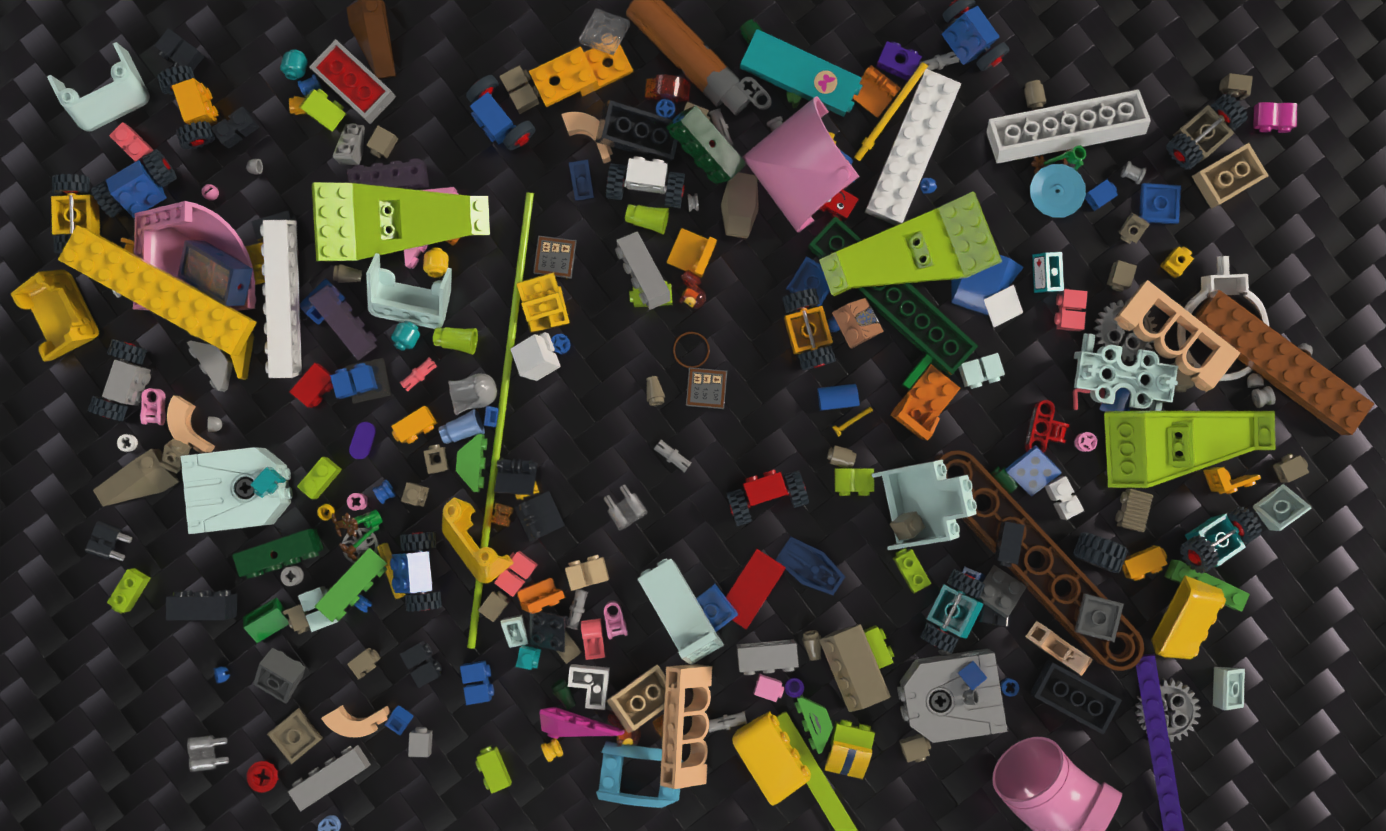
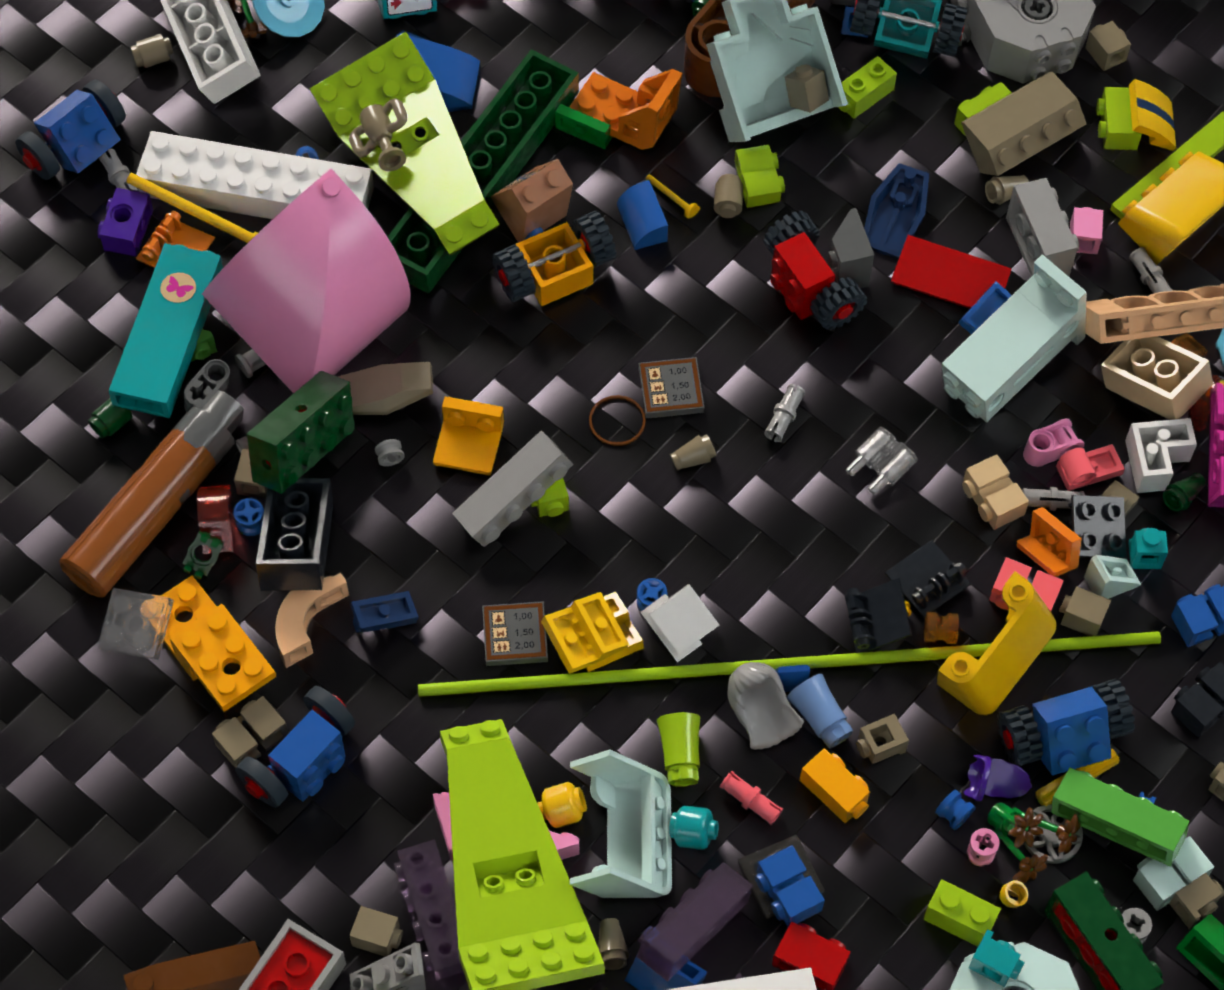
camera: 100 degrees left, 25 degrees down
(362, 440) = (881, 865): dark purple tile -> none
(399, 521) = (996, 779): none -> dark purple piece
(415, 494) = (946, 756): dark tan brick -> none
(471, 462) = (871, 687): bright green slope -> none
(642, 74) = (192, 562): none -> dark green piece
(647, 177) = (362, 514): brick -> none
(648, 217) = (426, 506): lime plant -> none
(693, 295) = (530, 424): clear red piece -> none
(774, 523) = (851, 251): none -> dark grey slope
(794, 688) = (1074, 197): dark purple plate -> none
(810, 276) = (474, 281): blue tile -> none
(816, 722) = (1115, 164): bright green slope -> none
(925, 231) = (379, 129): none -> dark tan piece
(981, 370) = (562, 45): light aqua piece -> none
(1003, 306) = (464, 41): white sticker -> none

